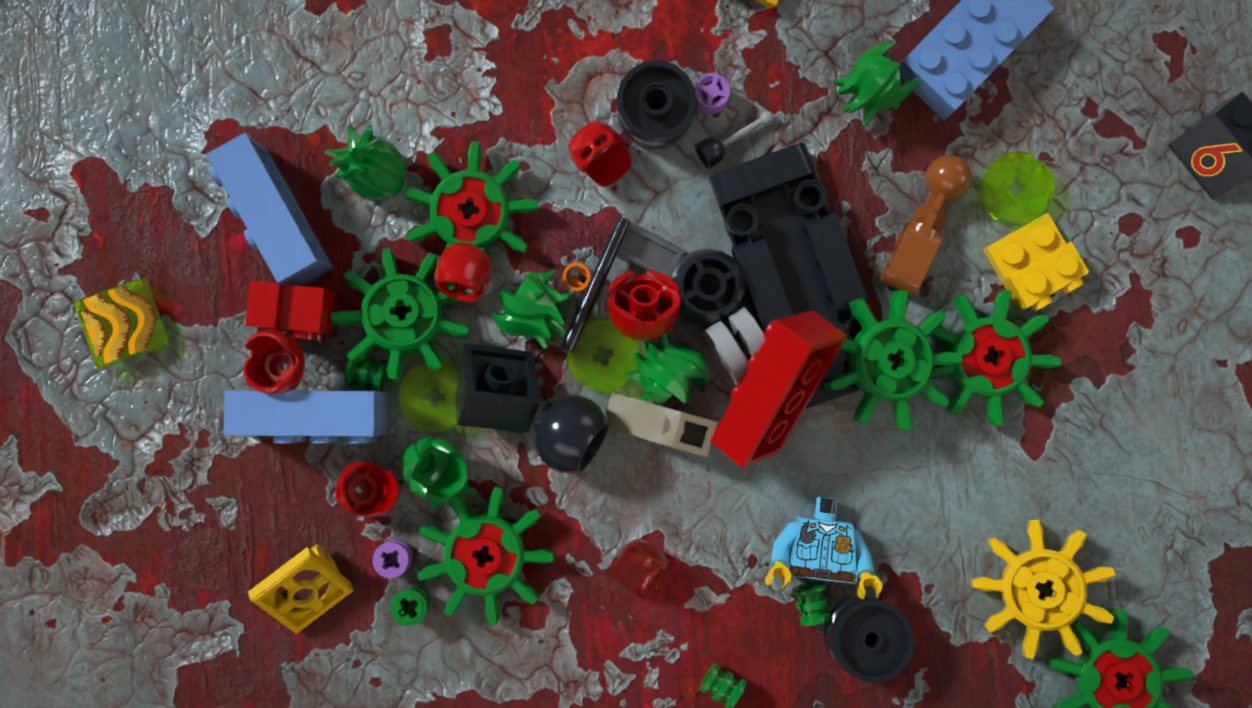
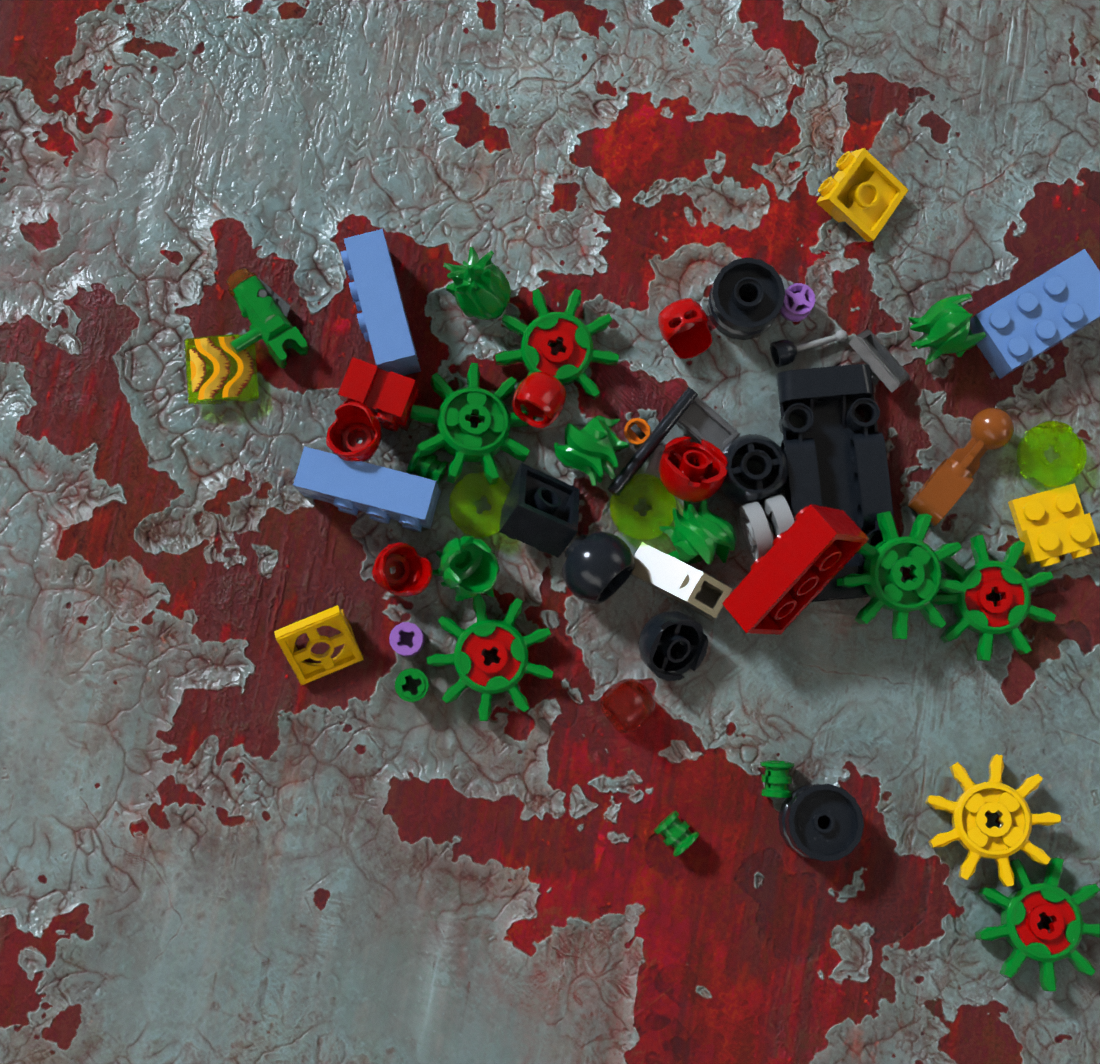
camera: 10 degrees right, 5 degrees down
(153, 253) = (267, 317): none -> green piece
(669, 495) = (672, 645): none -> black cylinder
(813, 134) = (879, 360): none -> flat silver tile
(823, 551) = (799, 732): torso -> none

